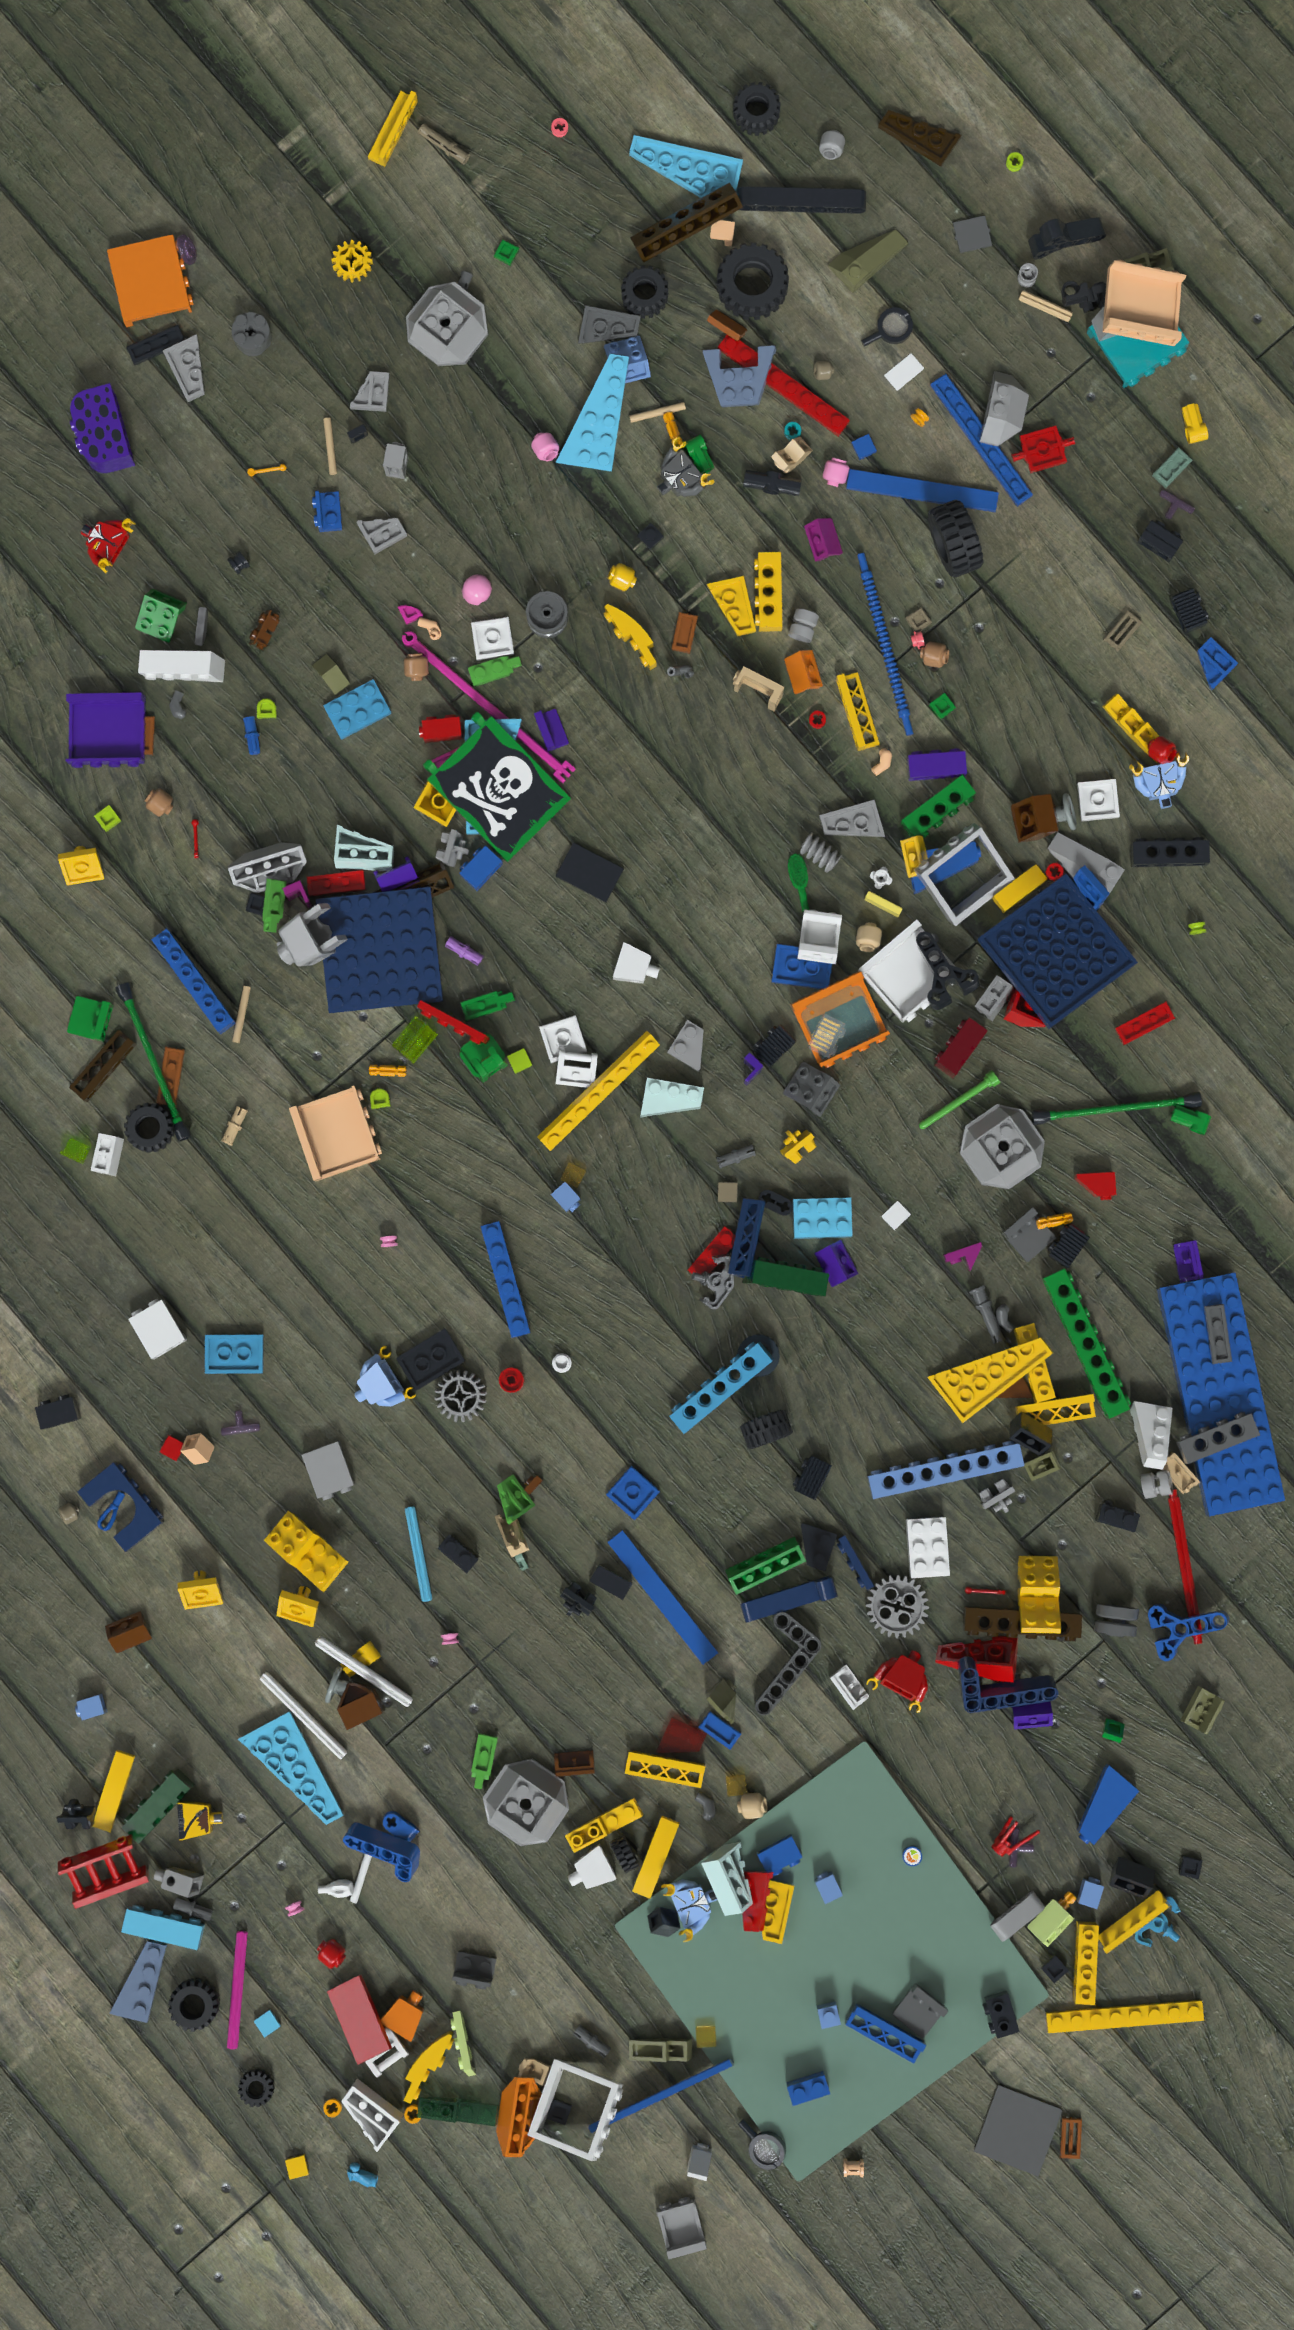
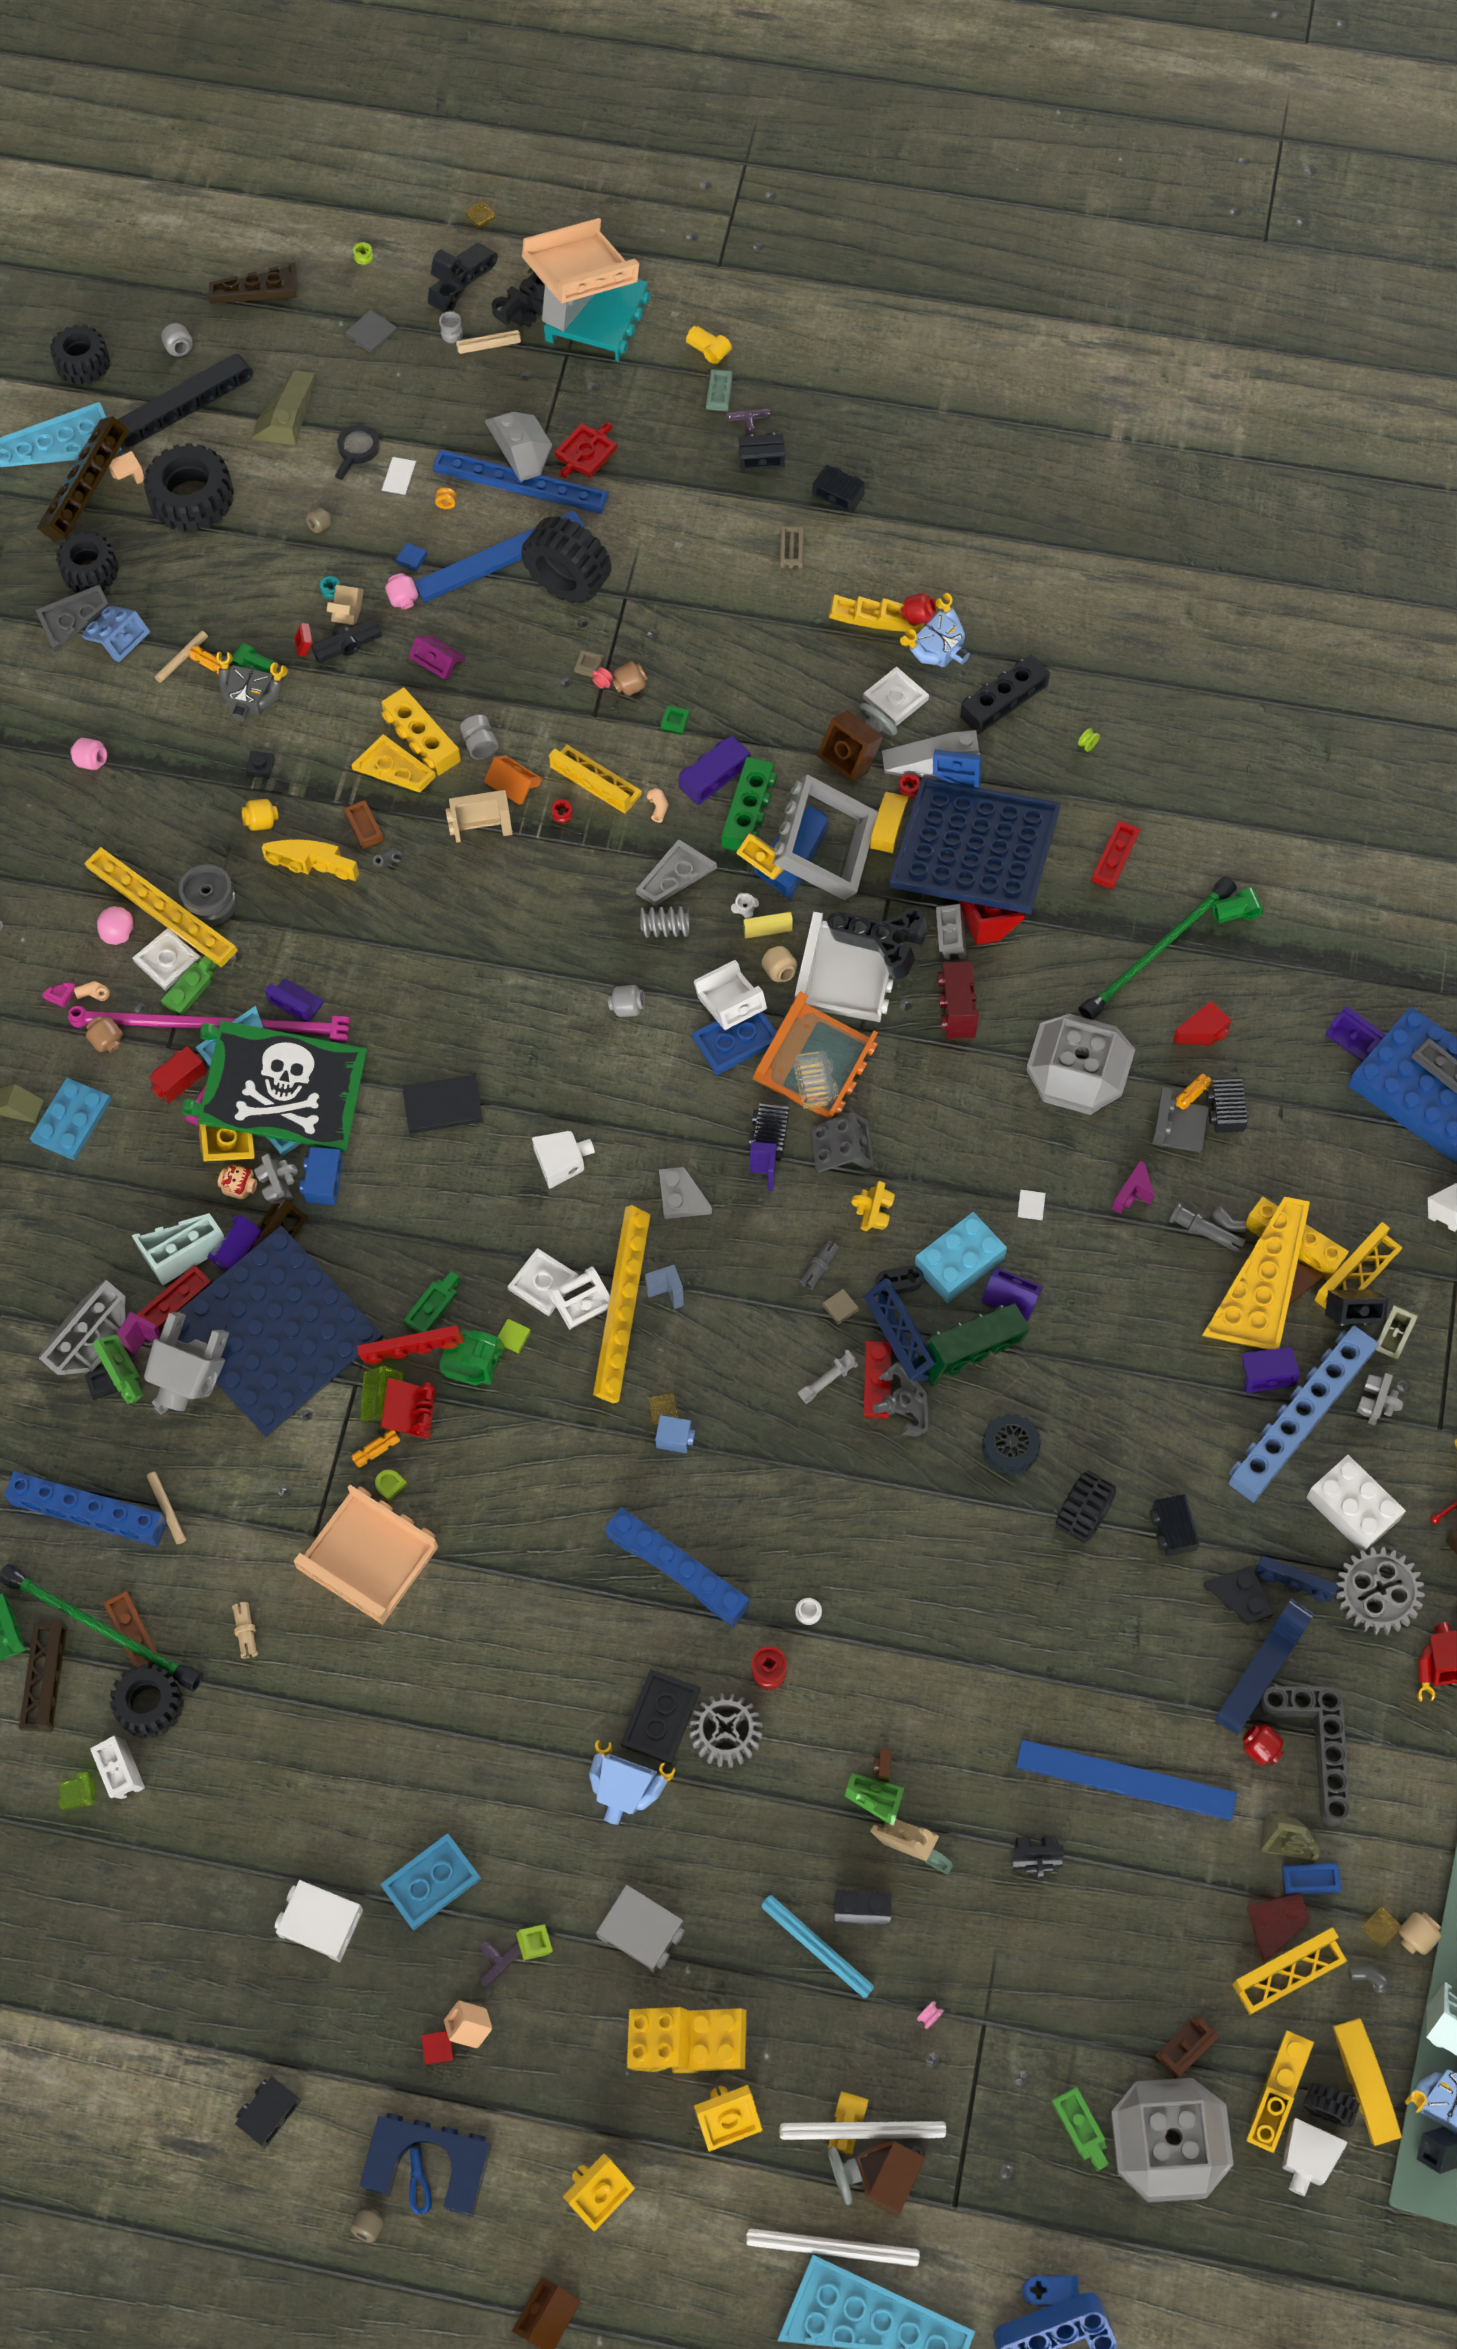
camera: 40 degrees left, 20 degrees down
(266, 1431) = (534, 1942): none -> lime tile
(388, 1241) = (514, 1624): bright pink bush -> none
(423, 1061) = (408, 1408): none -> red hinge
(427, 832) = (237, 1181): none -> light nougat head
(464, 950) = (367, 1269): medium lavender pin -> none
(512, 600) = (161, 907): none -> yellow plate
(596, 429) = (129, 704): medium azure wing -> none
(611, 1582) = (1056, 1806): black panel -> none
(632, 1493) = (999, 1692): blue tile -> none
(635, 1105) = (665, 1281): none -> sand blue panel
(669, 1097) = (704, 1253): light aqua wedge -> none
(686, 1422) = (1019, 1435): dark azure brick -> none
(696, 1232) = (841, 1366): none -> light grey bar
(726, 325) = (192, 541): dark orange tile -> none
(739, 385) = (246, 580): sand blue wing -> none
(744, 461) = (303, 640): none -> red tile
(754, 890) = (627, 1001): none -> light grey head
(754, 1639) = (1263, 1745): none -> red head
(765, 1565) = (1206, 1654): green brick -> none
(787, 387) = (289, 556): red plate -> none
(799, 878) = (662, 962): green piece -> none
(849, 1687) = (1405, 1719): white hinge -> none
(866, 576) = (506, 659): blue hose -> none
(948, 1429) = (1270, 1370): none -> dark purple panel
(990, 1080) = (1013, 1009): bright green piece -> none
(1076, 1337) = (1335, 1195): green brick -> none
(1122, 188) = (480, 214): none -> clear yellow tile
(1215, 662) = (900, 514): blue wing -> none

